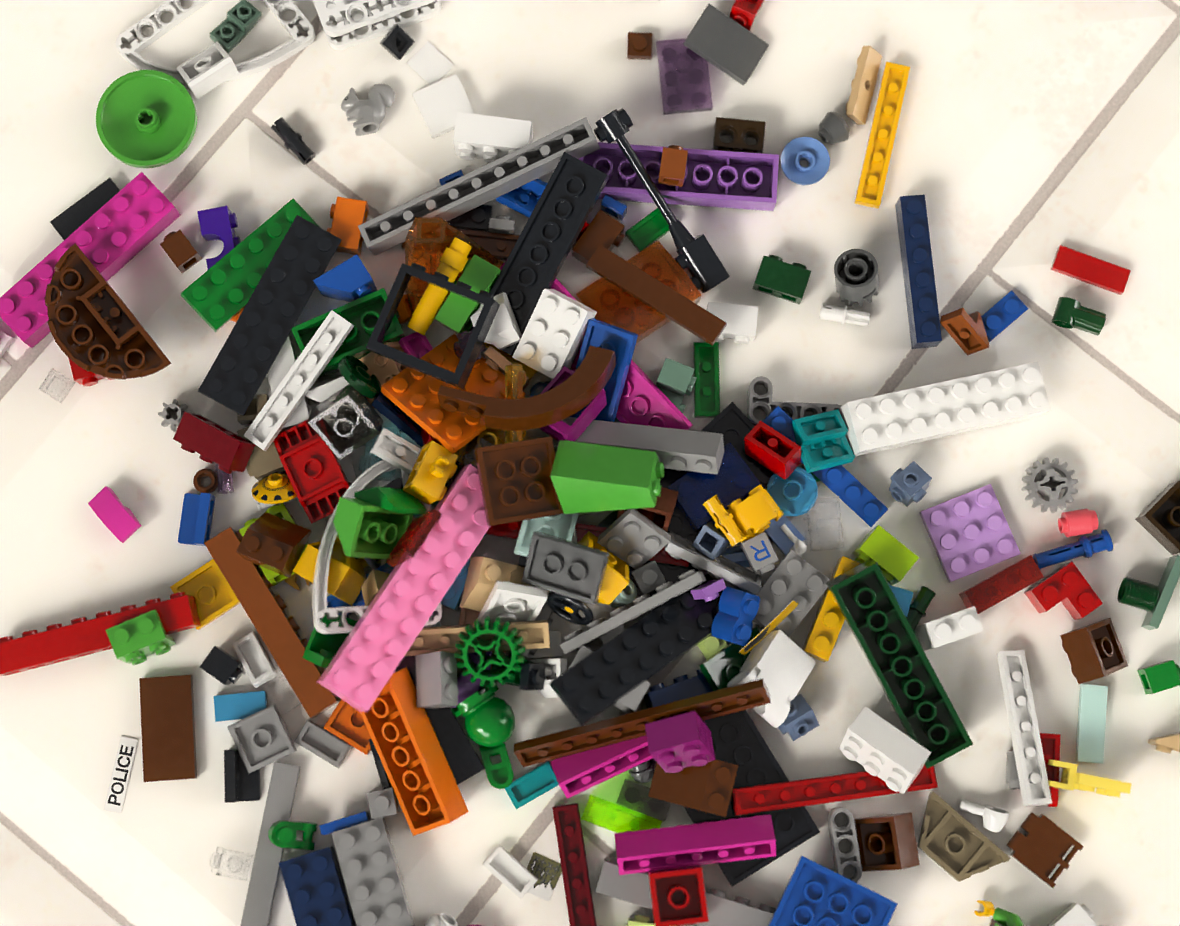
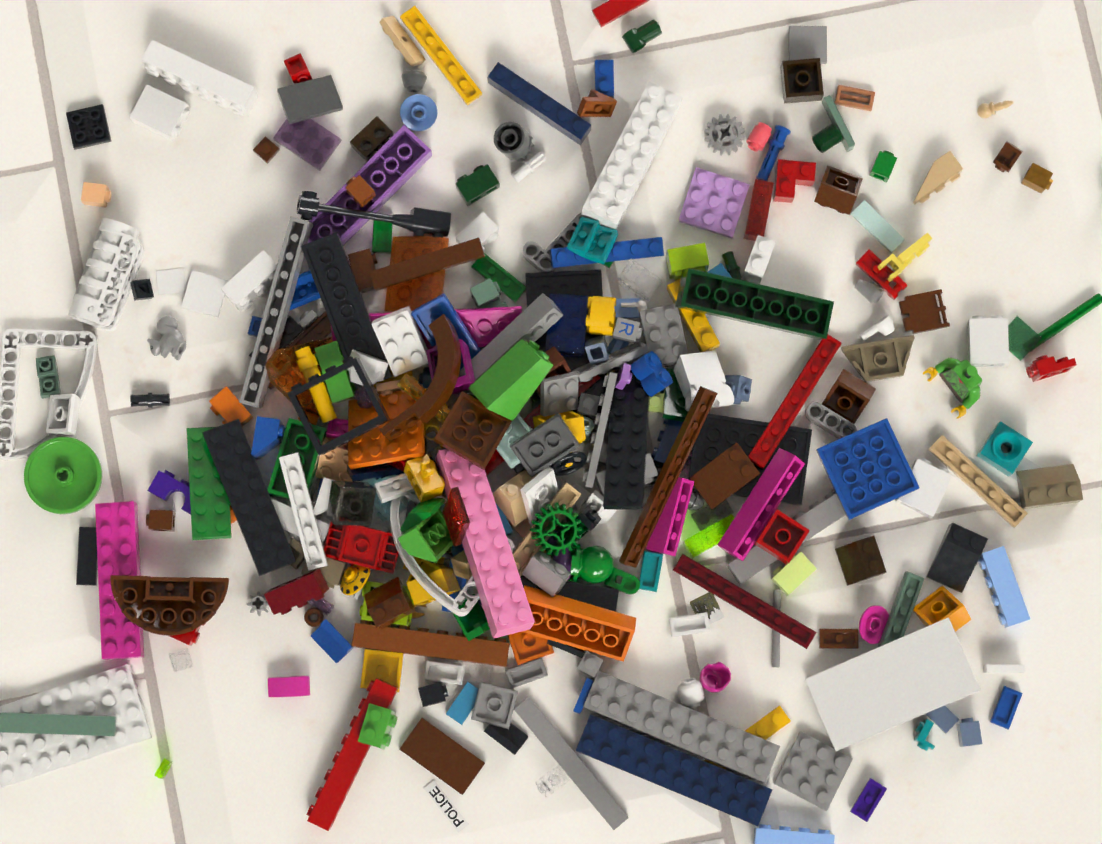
camera: 50 degrees left, 0 degrees up
(284, 834) = (561, 736): green plate -> none
(357, 376) = (334, 474): dark green tile -> none
(613, 207) = (352, 245): blue tile -> none
(680, 742) = (697, 463): magenta piece -> none
(724, 520) = (592, 334): yellow pin -> none
(771, 626) = (674, 360): yellow sticker -> none
(772, 450) = (574, 273): red brick -> none
(796, 493) = (606, 281): dark azure tile -> none
(884, 750) = (796, 354): white brick -> none
(909, 484) = (658, 212): sand blue brick -> none
(1024, 728) = (848, 265): white plate -> none

